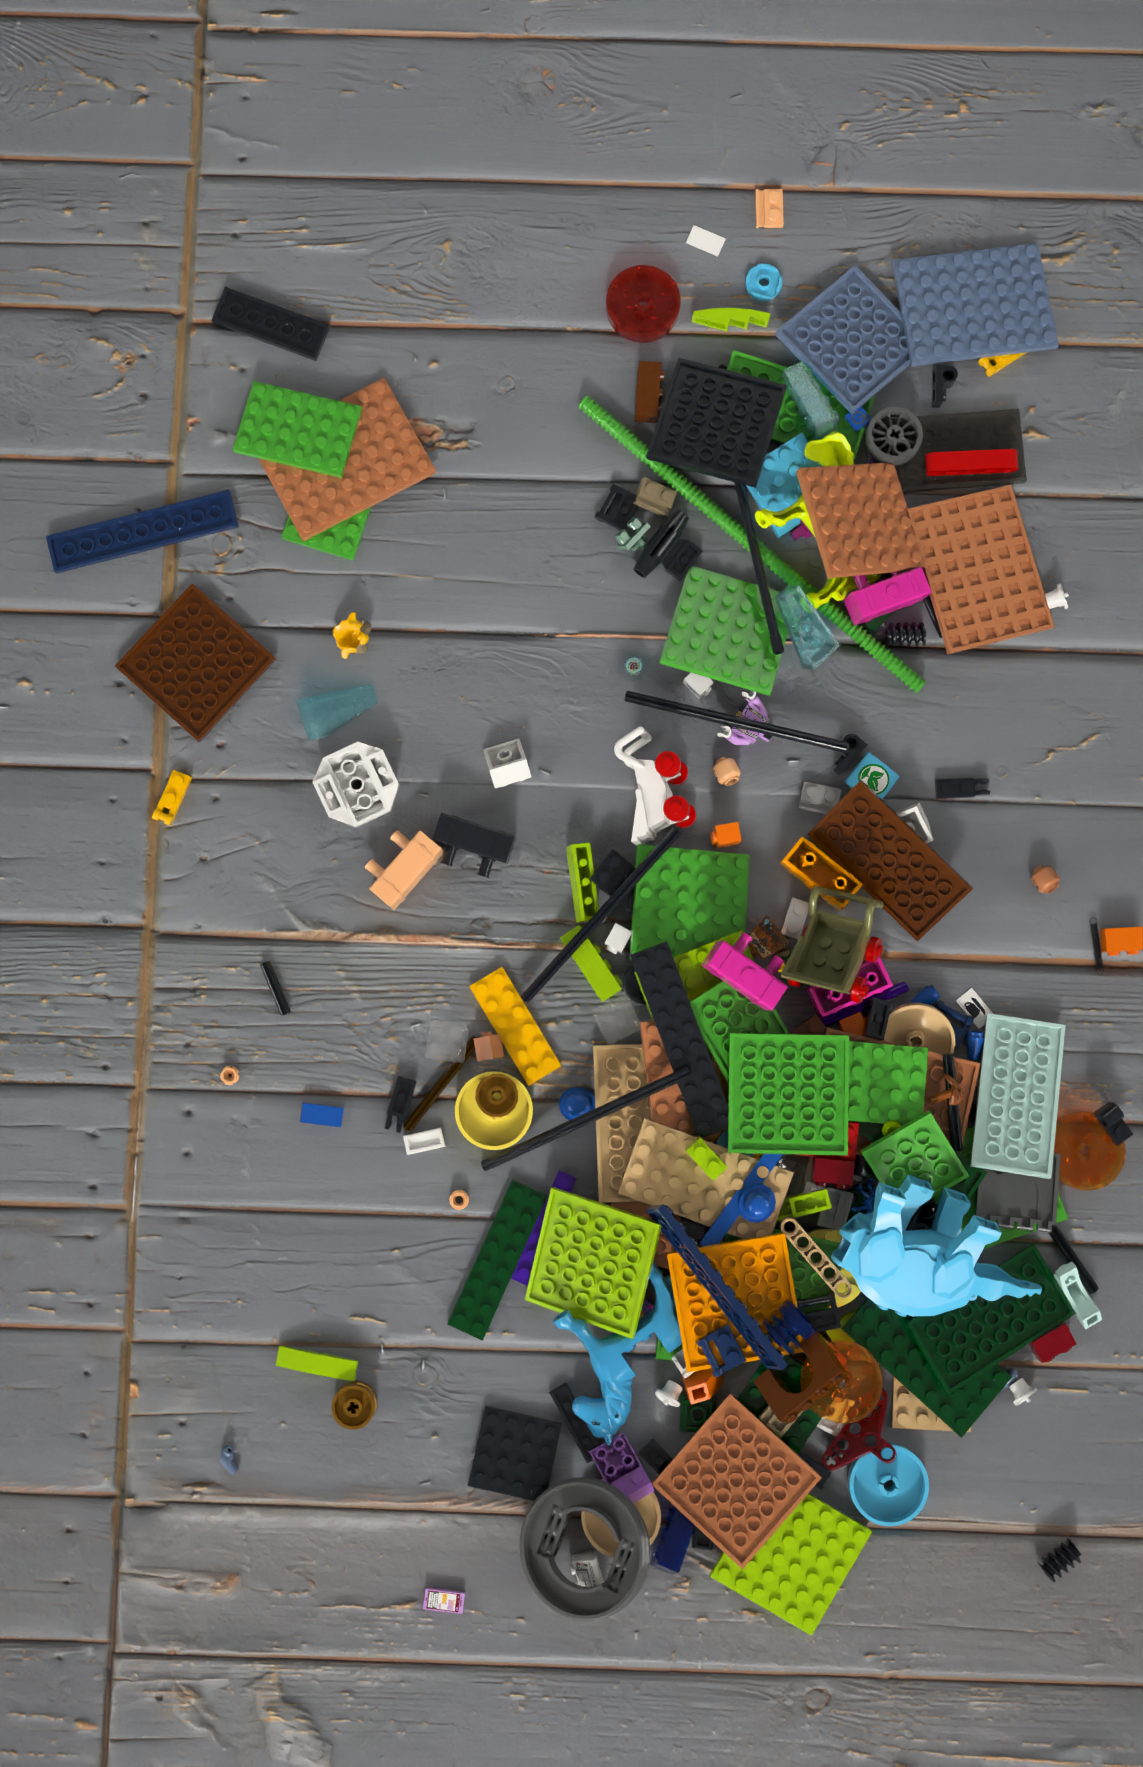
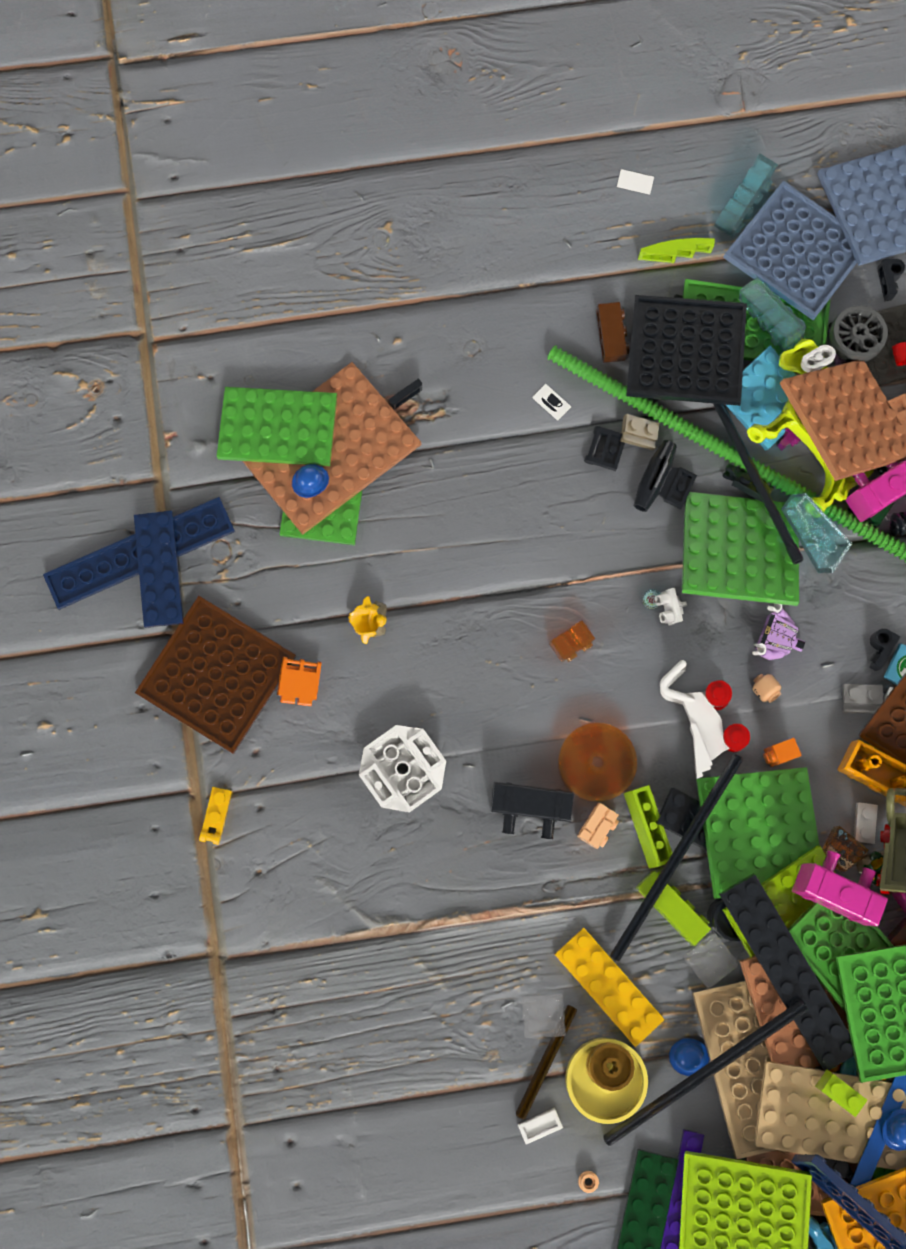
camera: 15 degrees left, 5 degrees down
(157, 550) = (158, 569): none -> dark blue plate
(229, 1070) = (326, 1101): light nougat plate -> none
(270, 323) = (231, 329): black plate -> none
(273, 683) = (298, 682): none -> orange plate
(275, 988) = (357, 994): black axle -> none
(319, 489) = (310, 480): none -> blue hat
(321, 1114) = (429, 1119): blue slope -> none
(329, 711) = (363, 697): clear light blue wedge -> none
(400, 1101) = (508, 1089): black hinge -> none
(406, 869) = (469, 846): light nougat piece -> none
(430, 419) = (405, 394): none -> black tile
(488, 1046) = (588, 1014): nougat brick -> none
(507, 763) = (548, 719): white slope -> none
(534, 873) = (598, 825): none -> light nougat brick
(546, 693) = (572, 641): none -> clear orange brick
(551, 793) = (617, 759): none -> clear orange piece
(575, 452) = (551, 402): none -> white sticker
(617, 939) = (694, 877): white brick -> none
(635, 538) = (629, 473): sand green hips -> none
(646, 285) = (584, 266): clear red piece -> none
(652, 675) = (672, 606): none -> white hips
(698, 684) = (720, 607): white brick -> none
(735, 721) = (768, 637): black axle -> none
(745, 565) = (743, 482): none -> black plate
(760, 292) = (696, 220): medium azure tile -> none
(769, 208) = (689, 142): light nougat plate -> none
(813, 275) = (746, 196): none -> clear light blue wedge
(843, 455) = (815, 361): none -> white plate
(858, 419) = (820, 324): blue tile -> none

